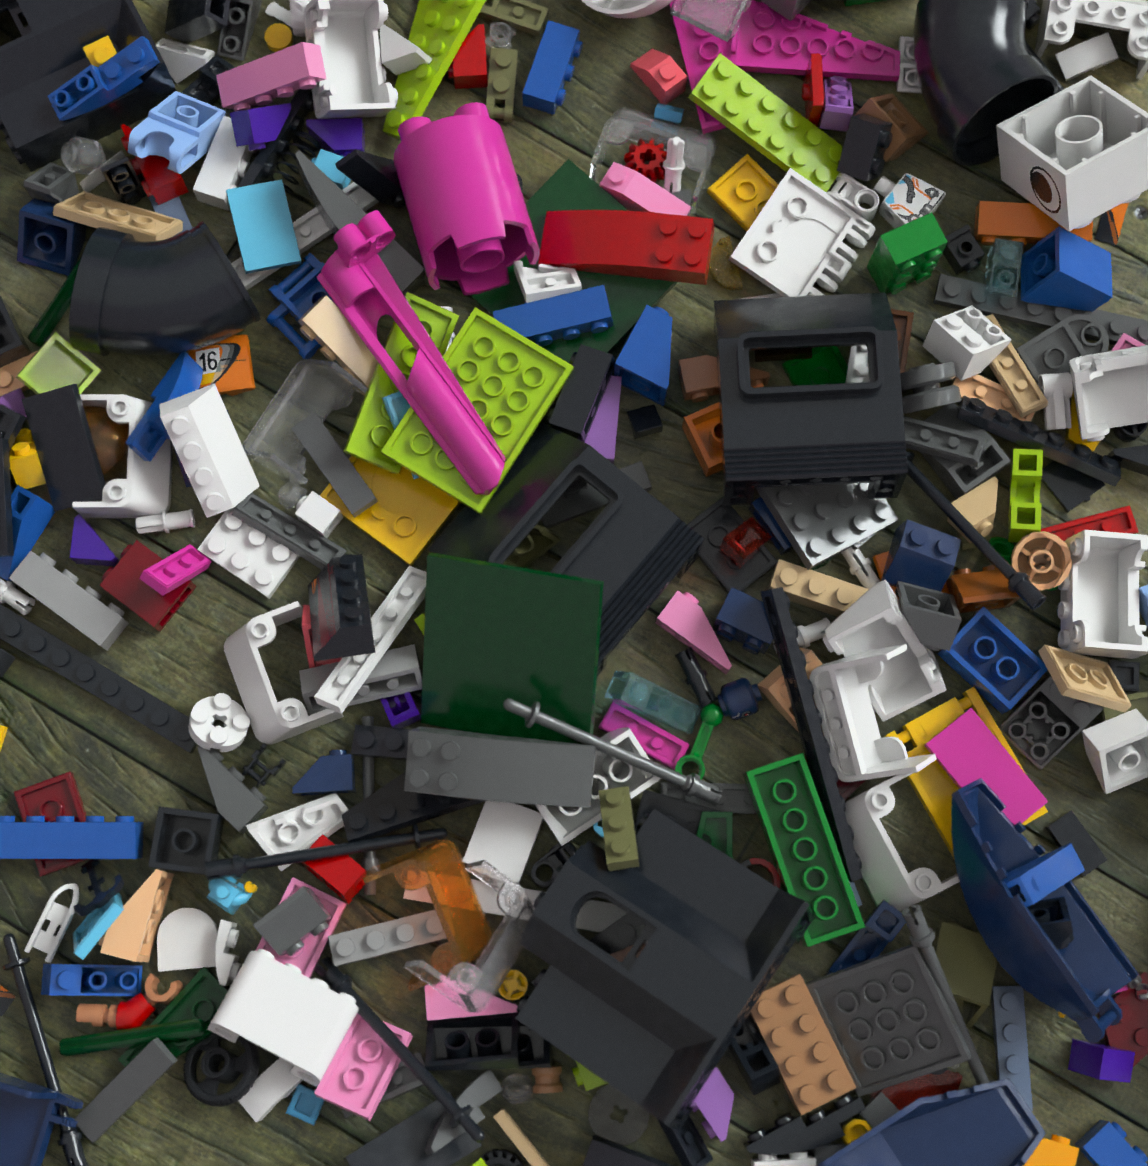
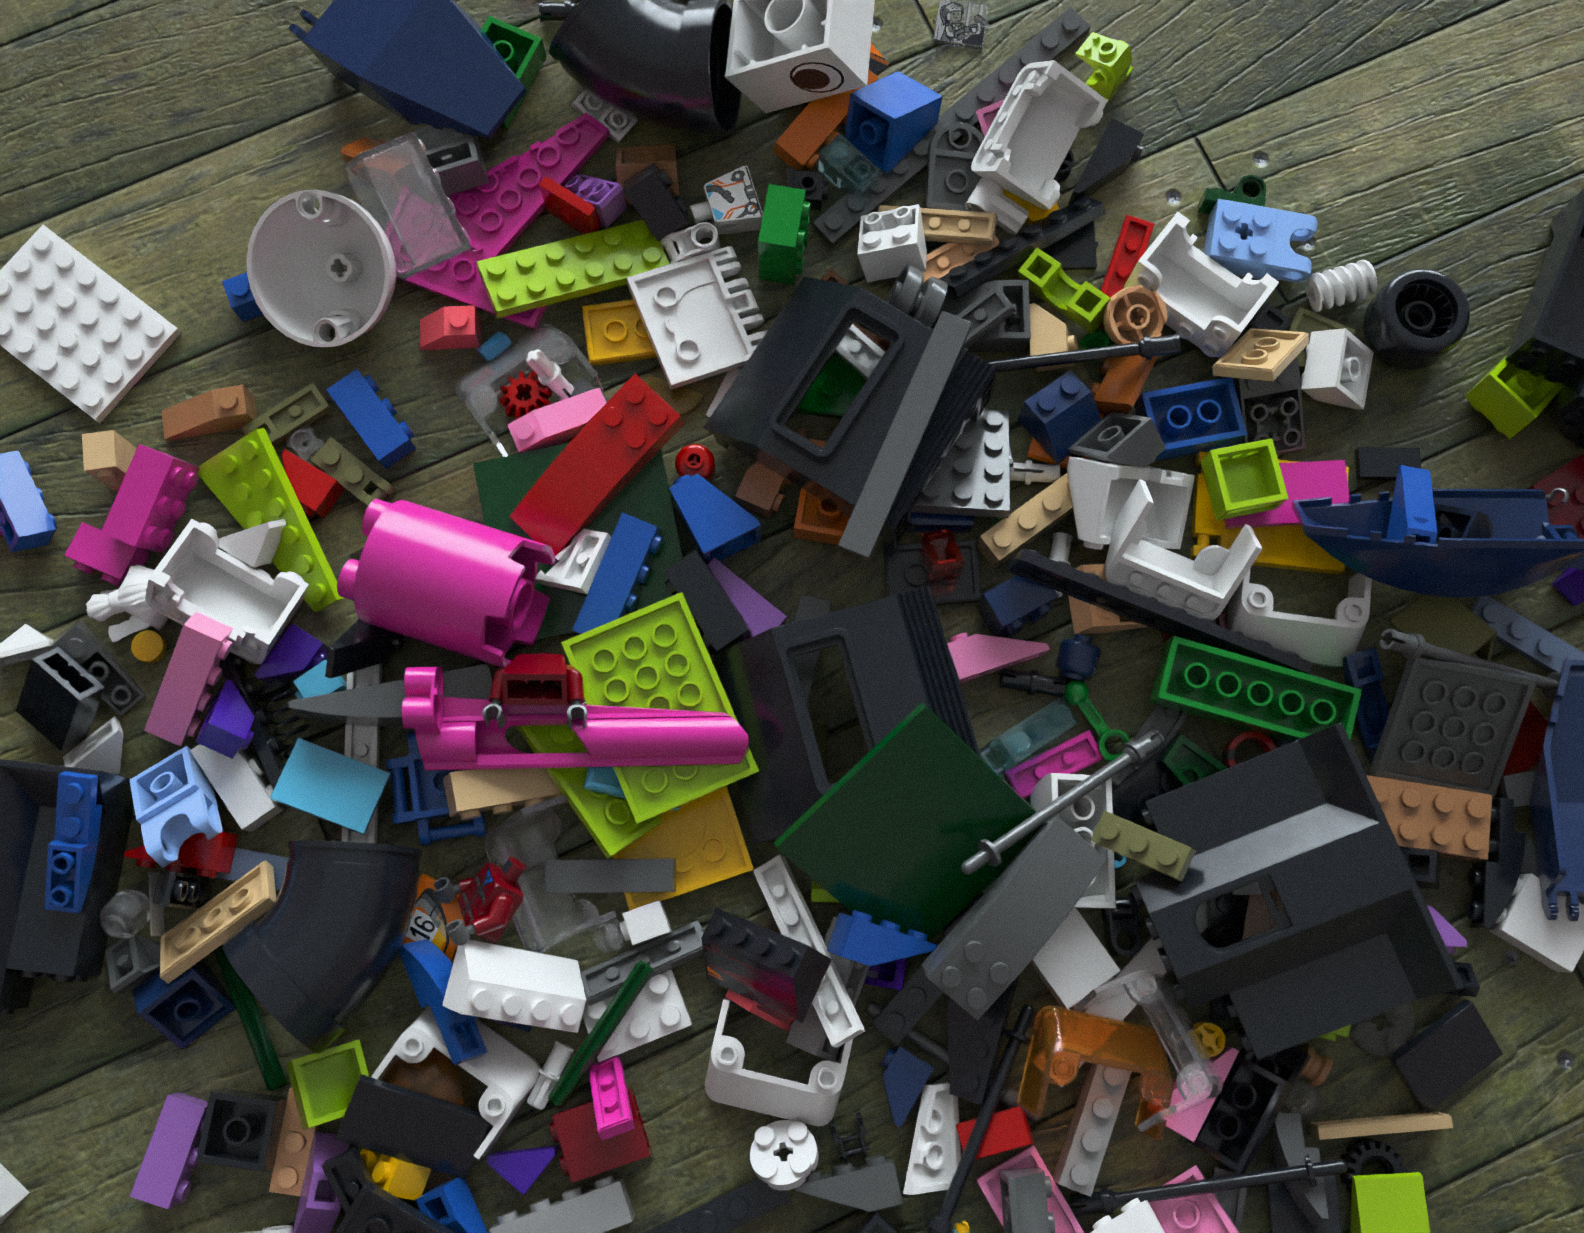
camera: 55 degrees left, 0 degrees up
(100, 51) = (39, 826): yellow plate -> none
(205, 86) = (144, 747): black slope -> none
(217, 534) = (600, 1034): none -> dark green axle
(252, 387) = (484, 901): none -> dark red torso
(409, 678) = (874, 944): none -> blue slope
(432, 307) = (536, 681): none -> dark red torso
(645, 421) = (765, 565): black slope -> none
(685, 316) = (695, 455): none -> red head
(805, 438) = (905, 435): none -> dark grey tile
(854, 1129) = (1523, 821): yellow tile -> none
(968, 727) = (1244, 479): none -> lime piece

